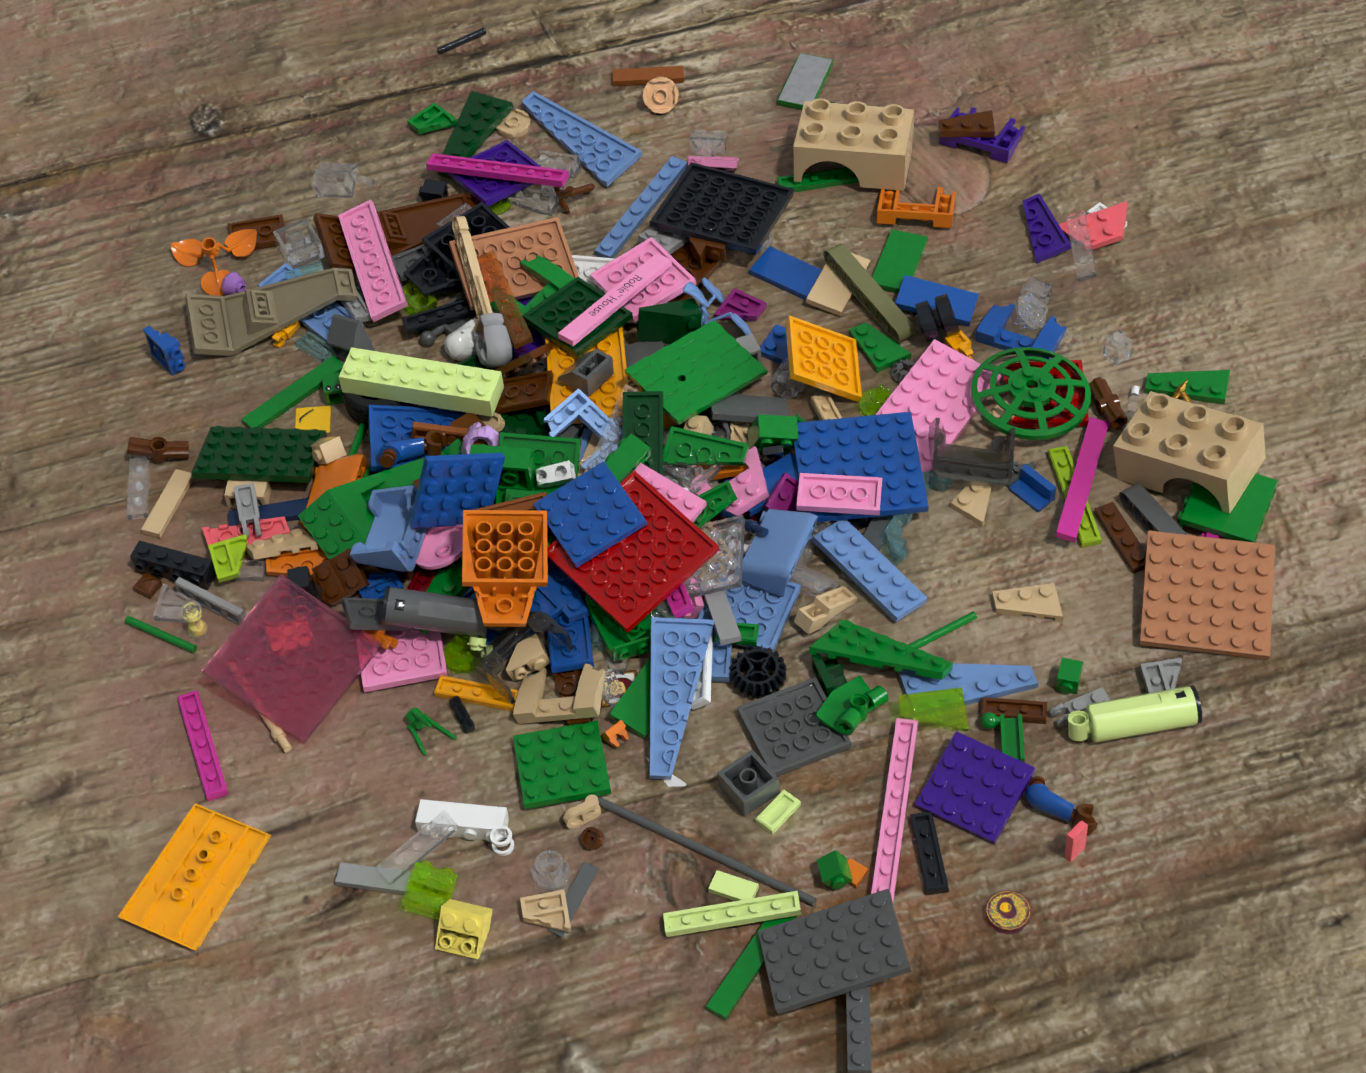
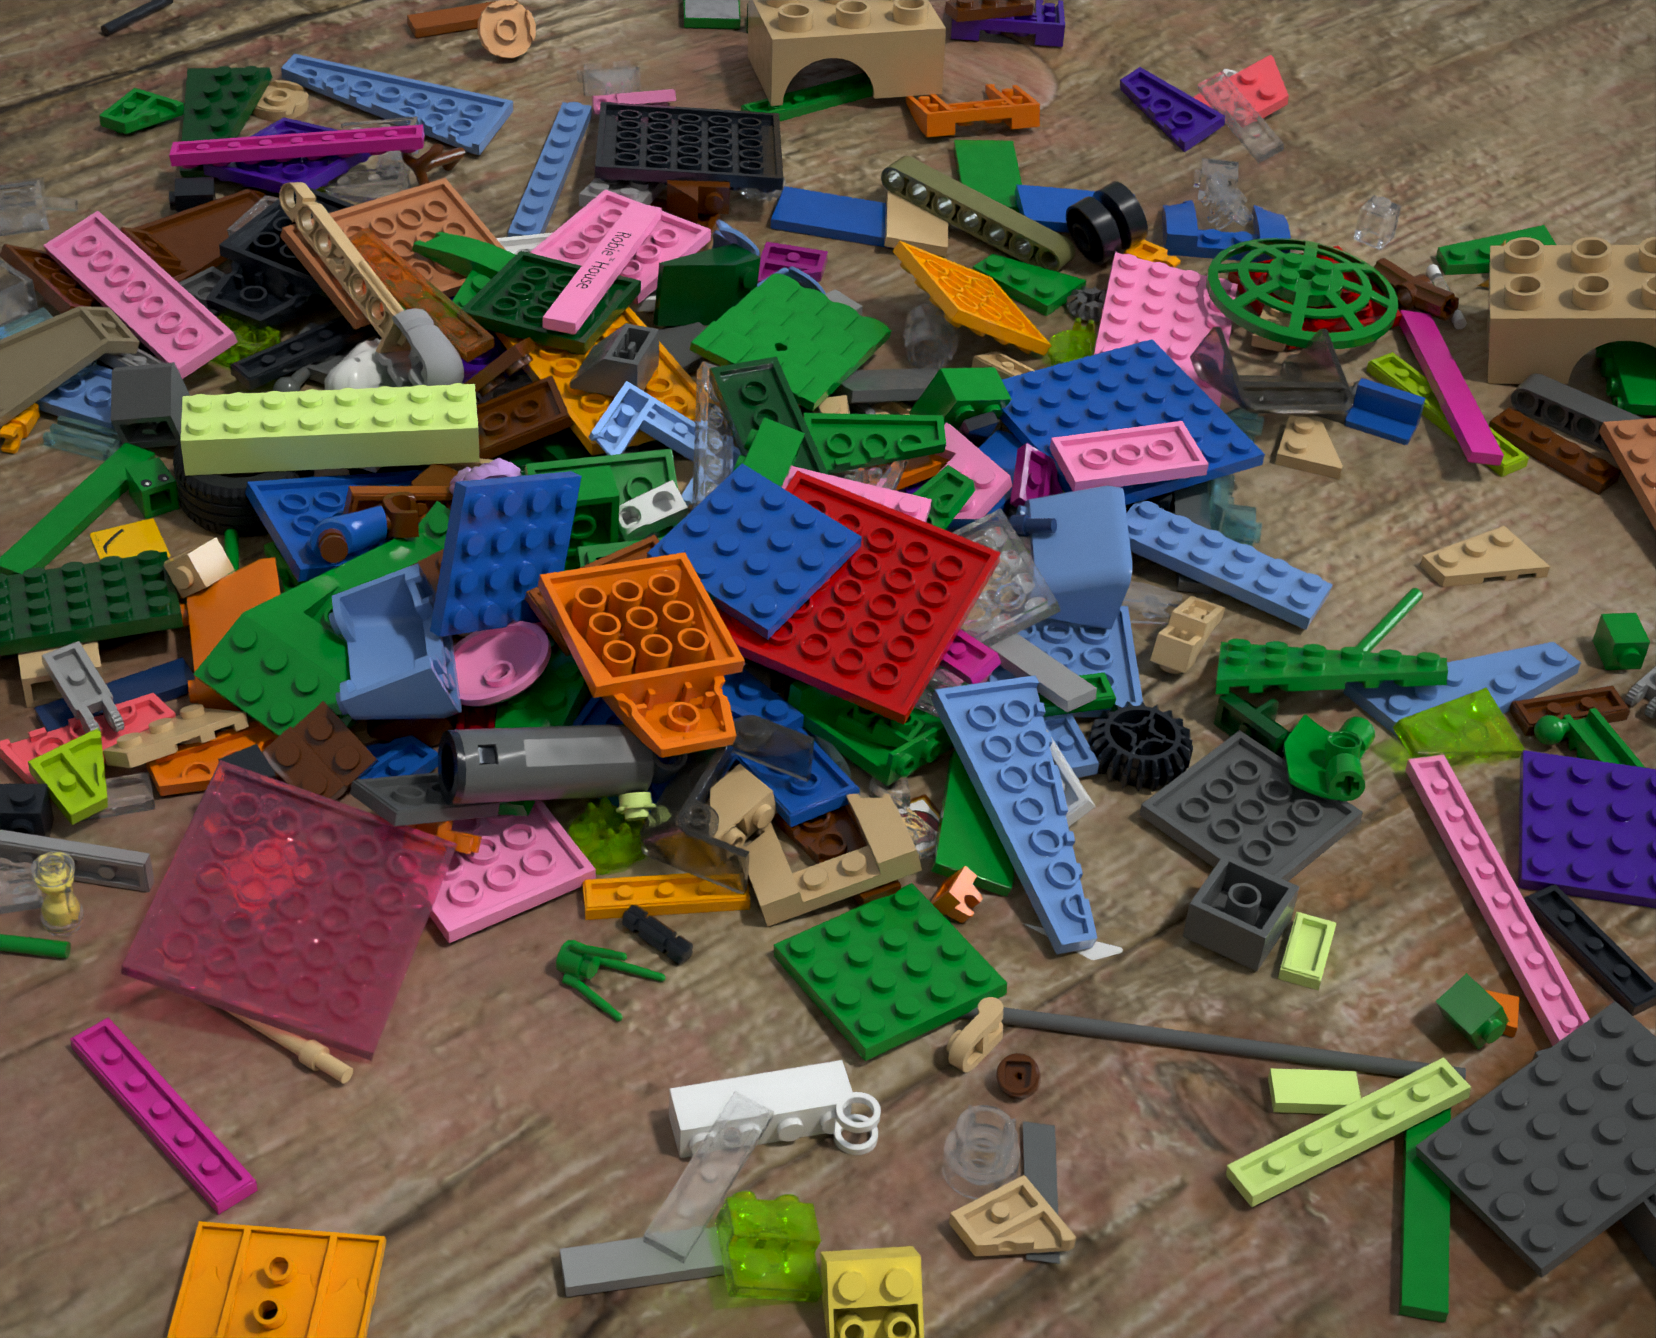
camera: 30 degrees left, 10 degrees down
(775, 345) = (880, 303): blue wing -> none

